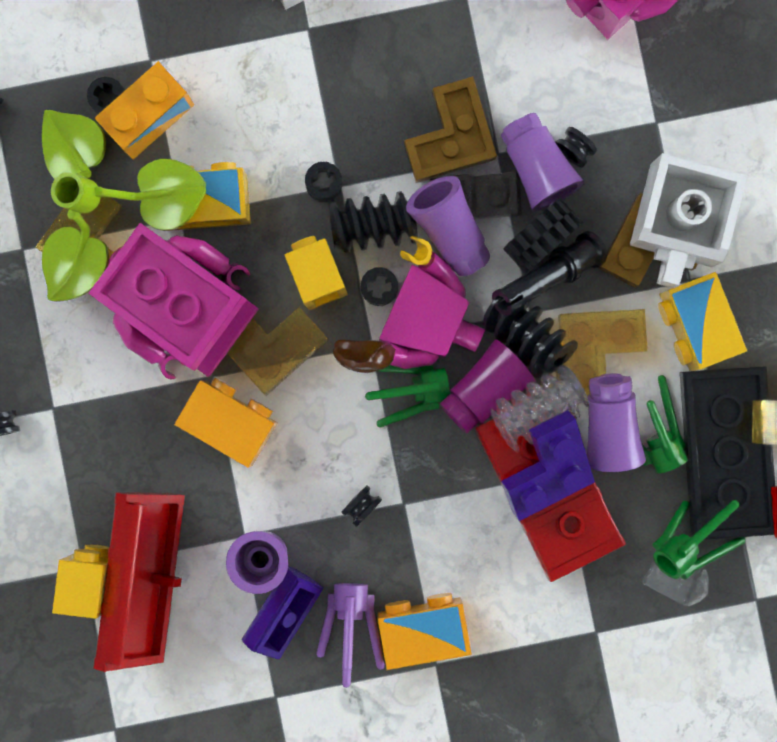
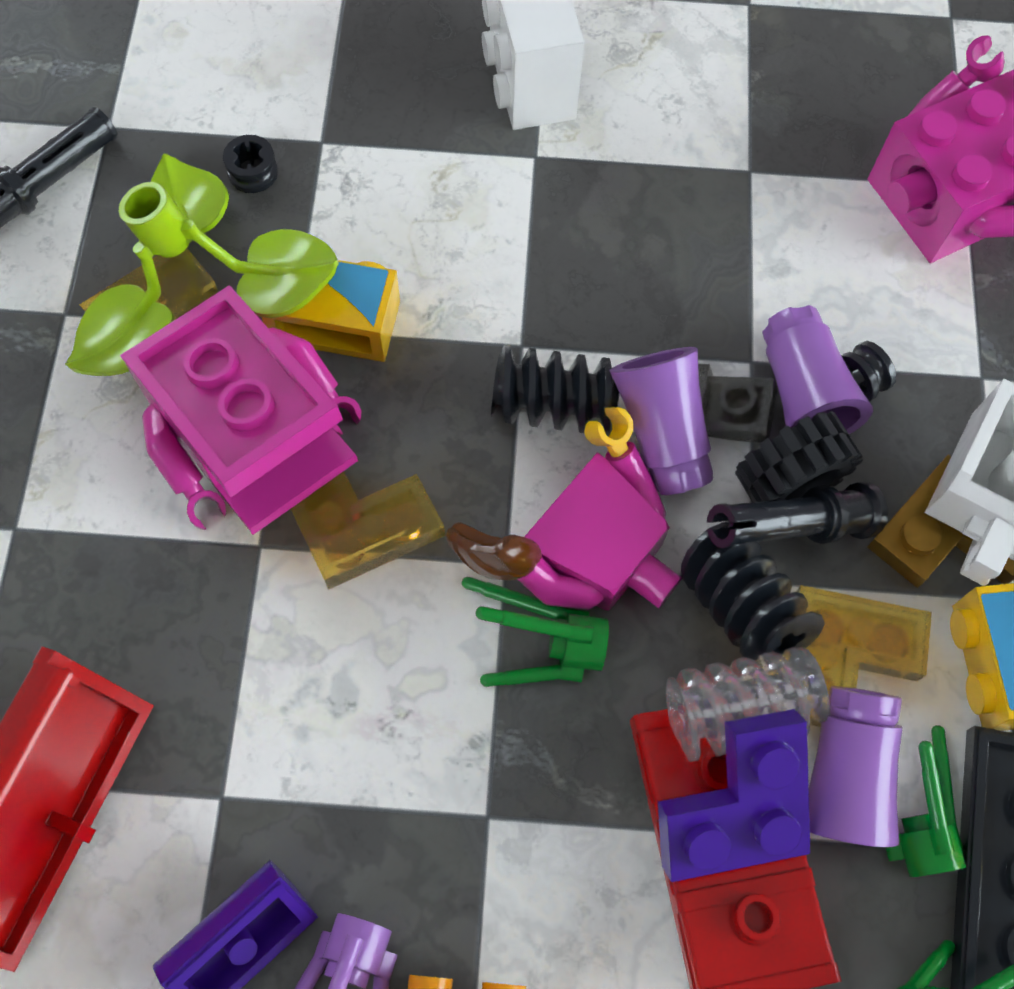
camera: 10 degrees right, 20 degrees down
(145, 110) = (292, 180): light orange brick -> none
(227, 422) = (256, 608): light orange brick -> none
(244, 566) = (203, 809): medium lavender plant -> none
(312, 176) = (486, 323): black bush -> none
(315, 272) = (456, 427): yellow brick -> none
(361, 505) = (420, 794): black bush -> none
(371, 276) = (530, 468): black bush -> none
(464, 136) = (708, 318): pearl gold plate -> none
(489, 379) = (636, 670): magenta plant -> none

